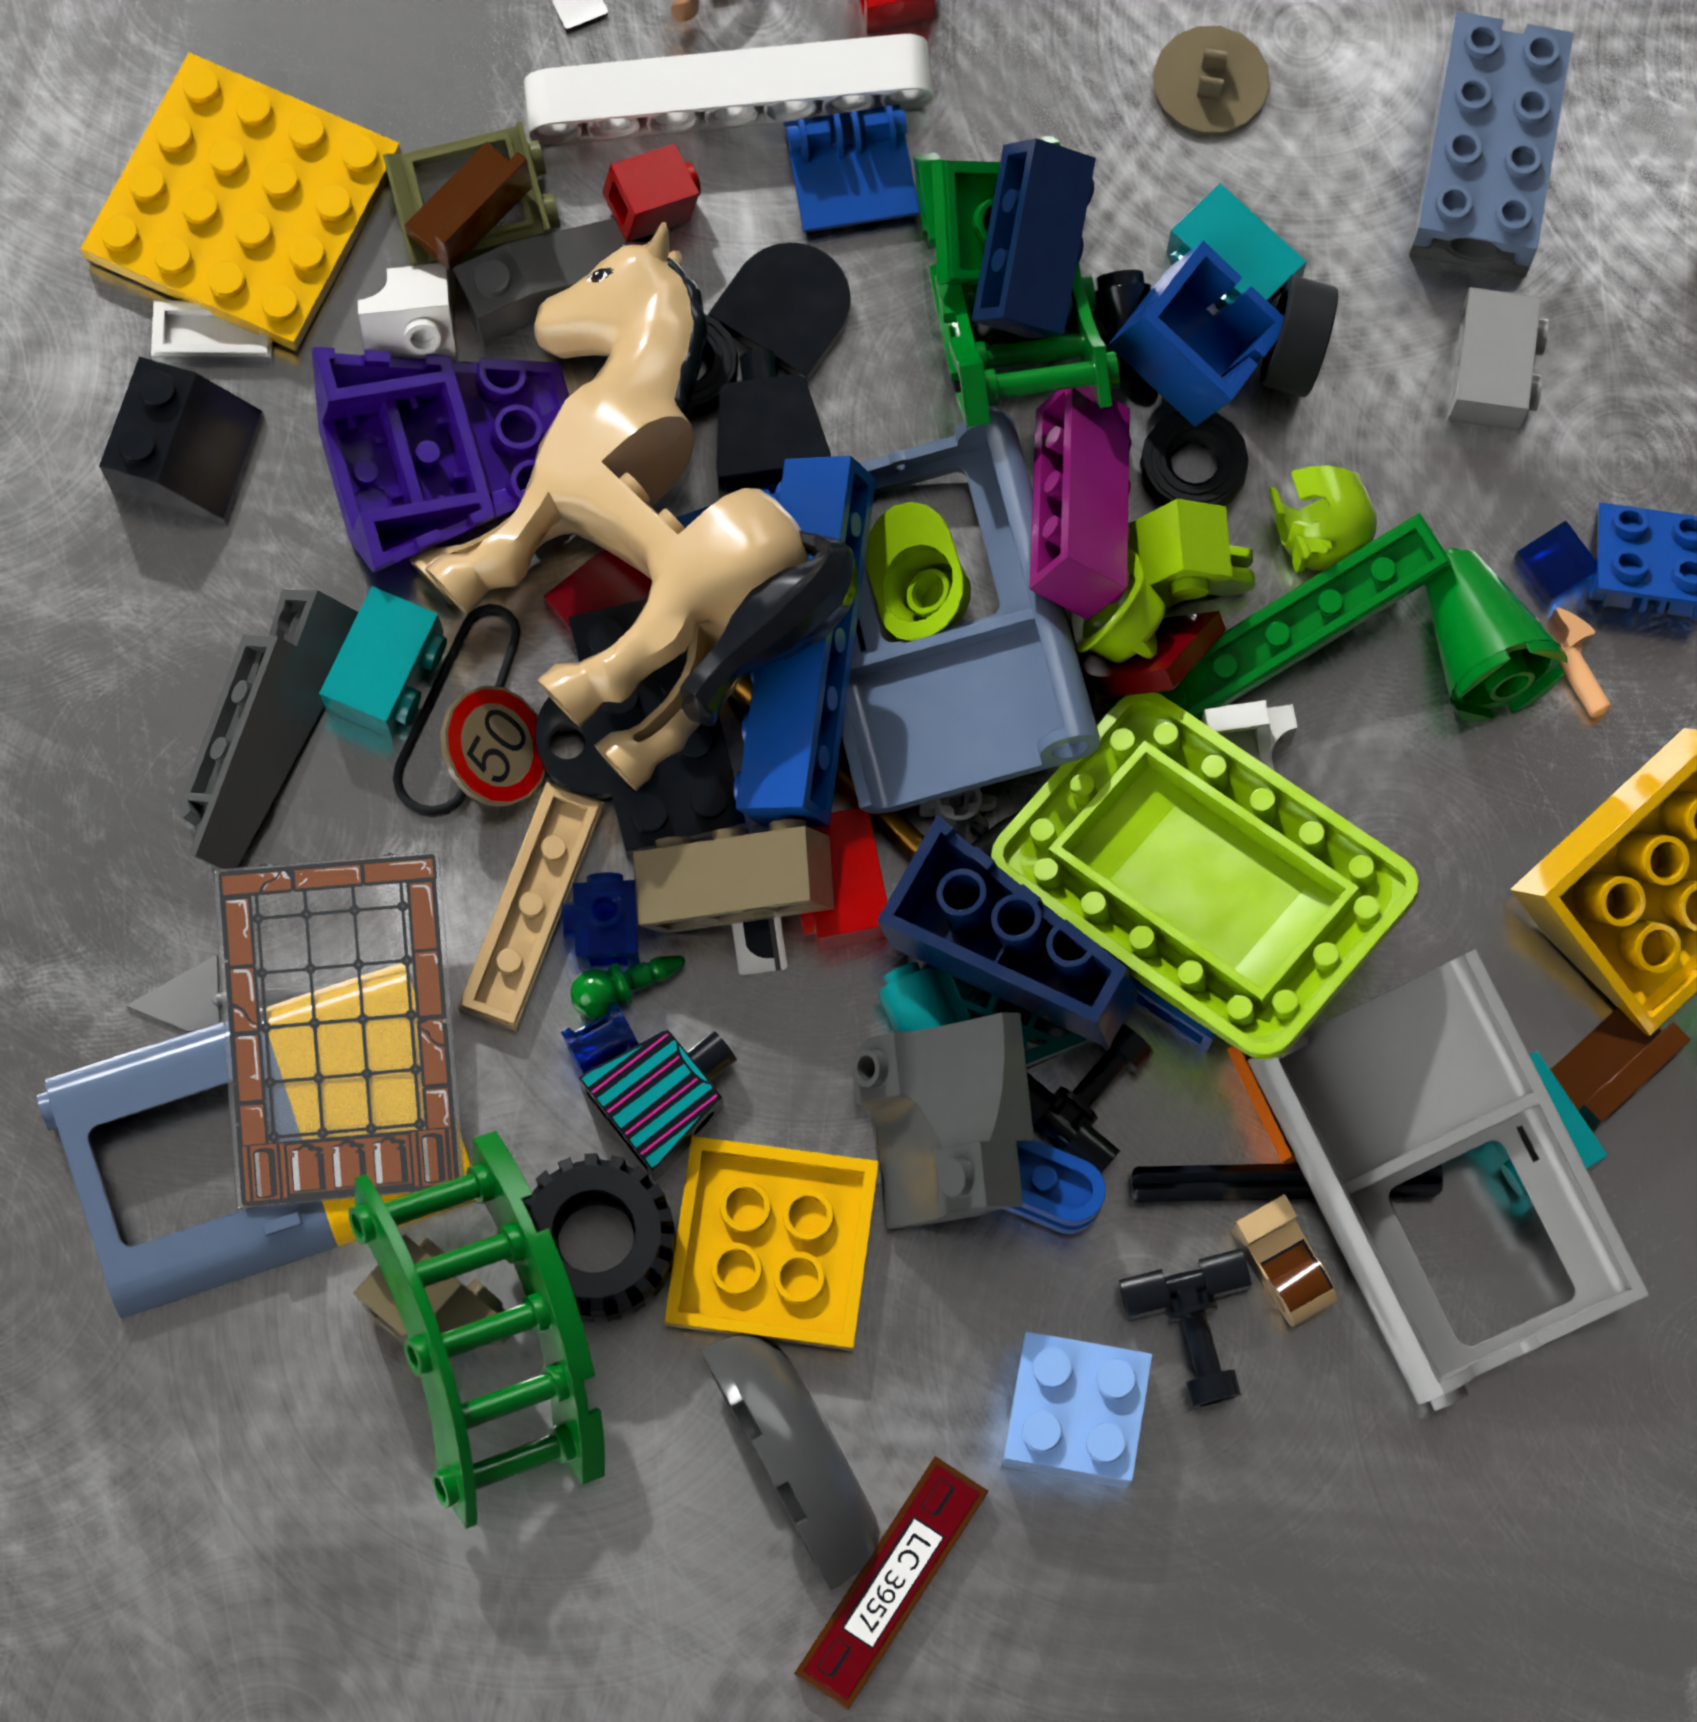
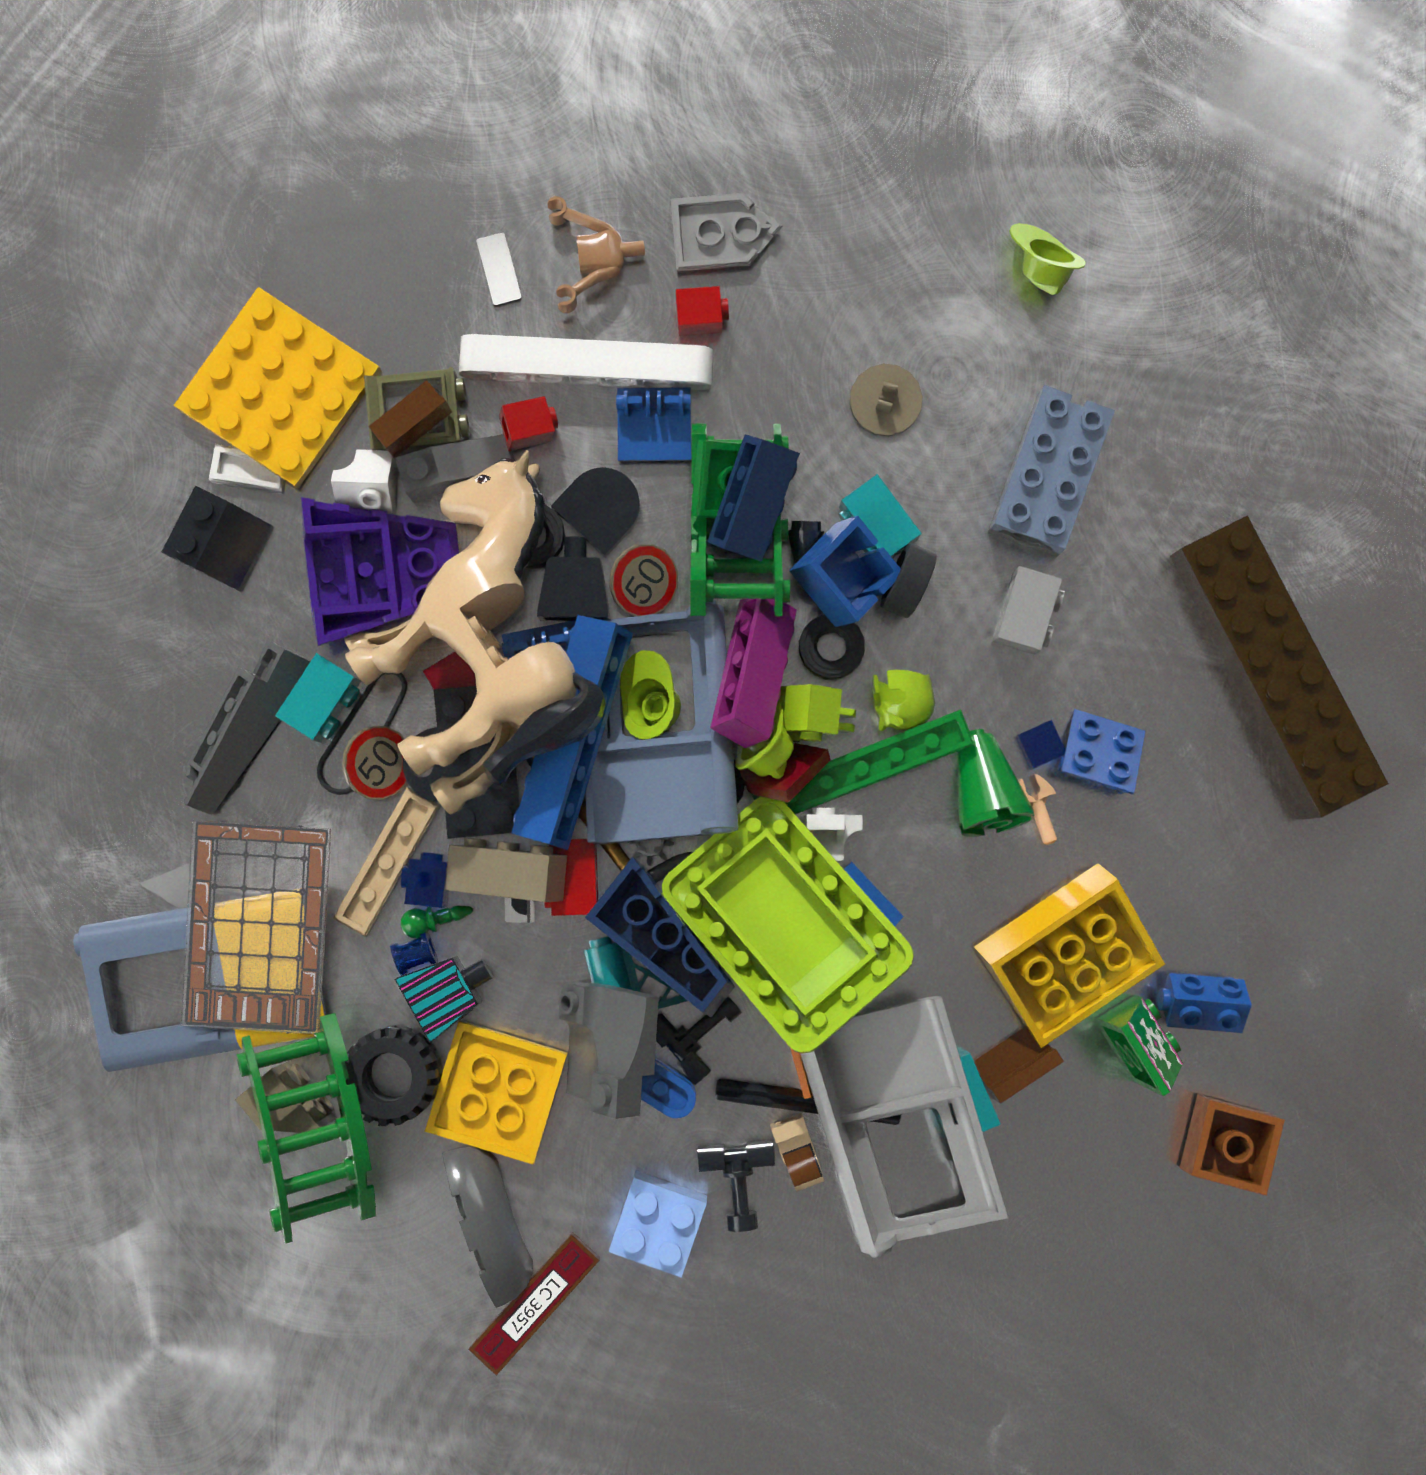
camera: 10 degrees right, 10 degrees up
(877, 401) = (643, 580): none -> piece

